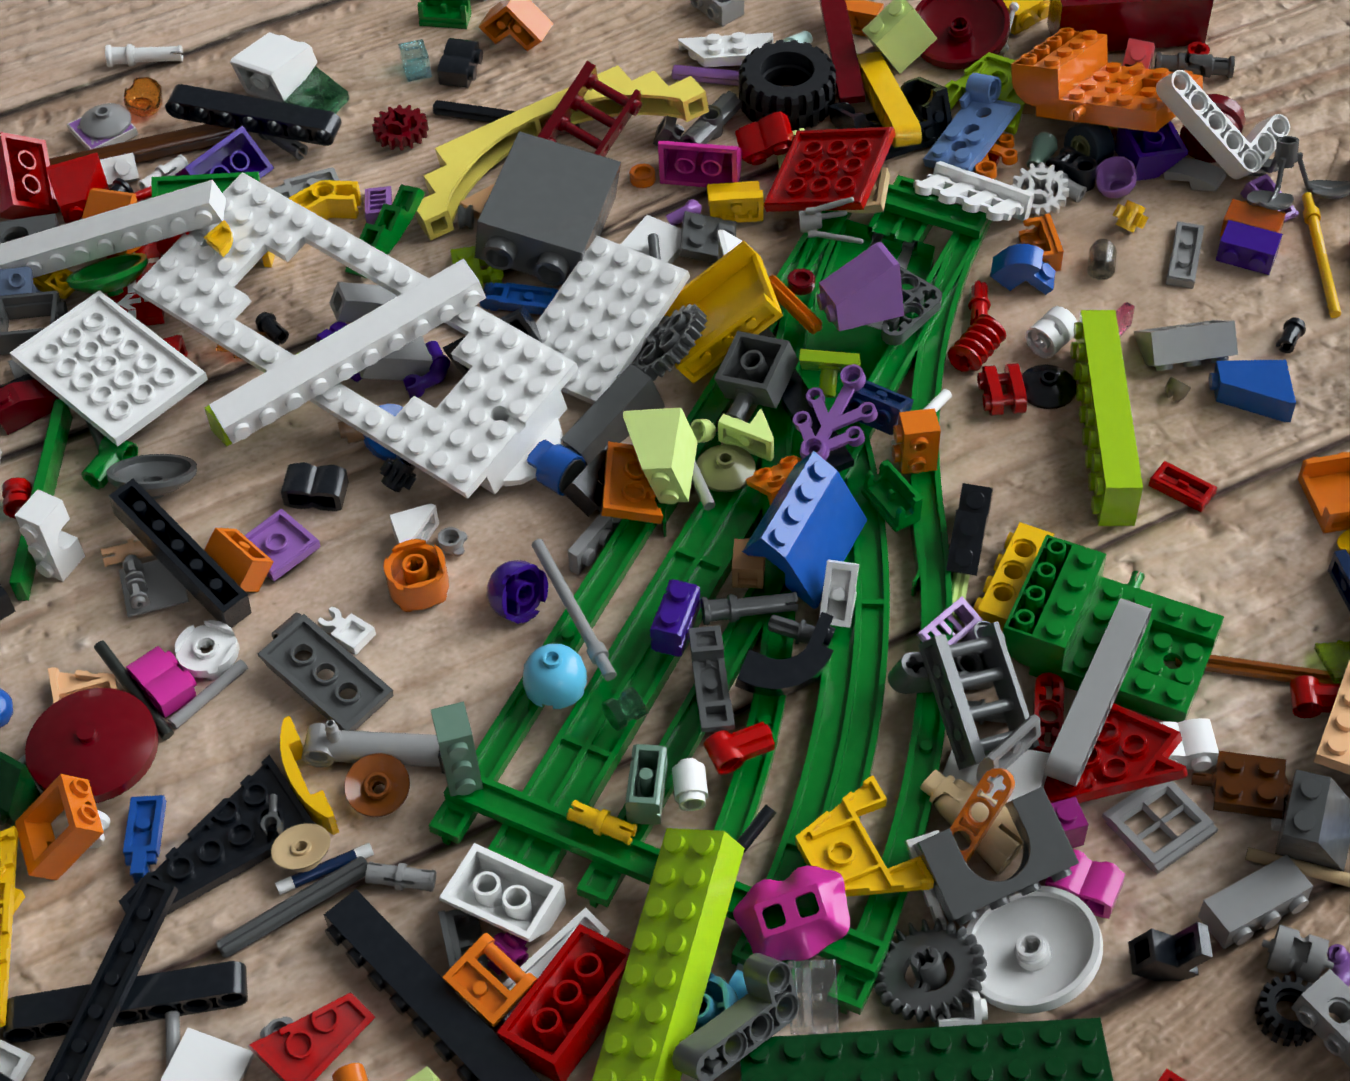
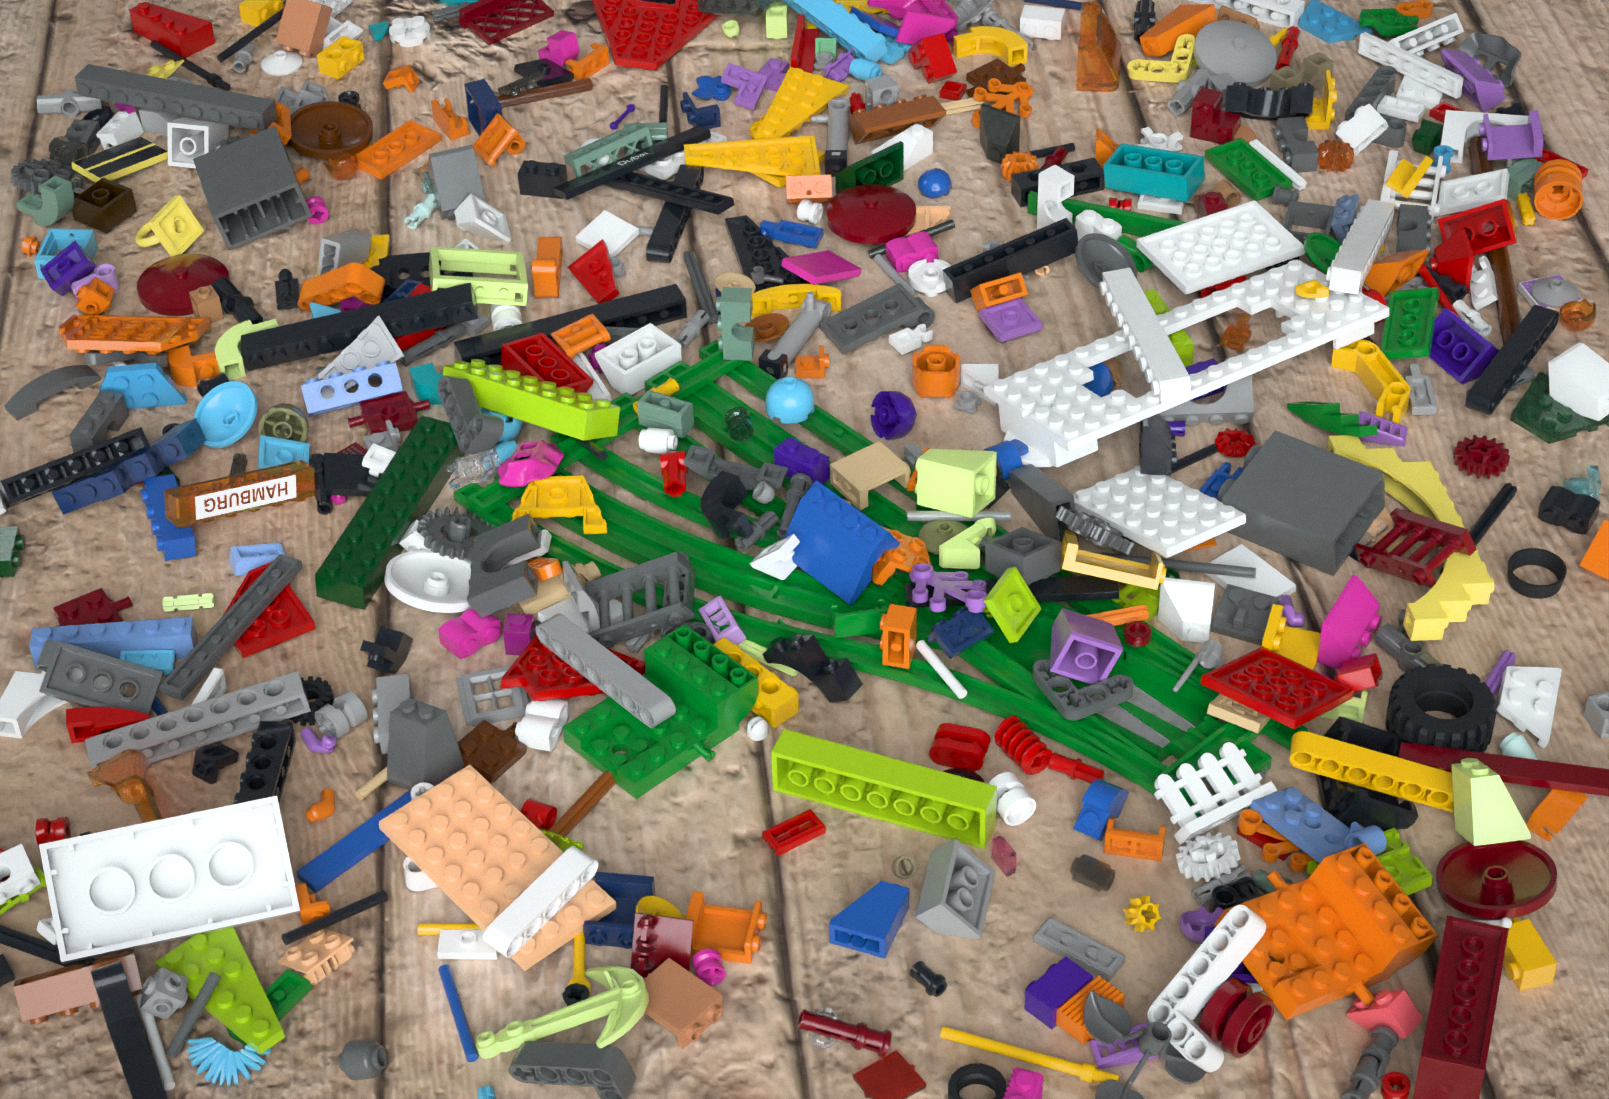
camera: 110 degrees right, 10 degrees down
(83, 499) = (1092, 222): none -> white brick
(229, 763) = (821, 267): none -> dark pink tile
(267, 323) = (1244, 347): black pin -> none
(314, 487) = (1056, 340): black brick -> none
(421, 709) = (812, 366): none -> orange bracket
(553, 56) = (1541, 558): none -> black tyre
(596, 650) = (800, 426): light grey bar -> none
(666, 546) = (866, 470): none -> tan panel
(737, 648) = (763, 493): none -> light grey hinge

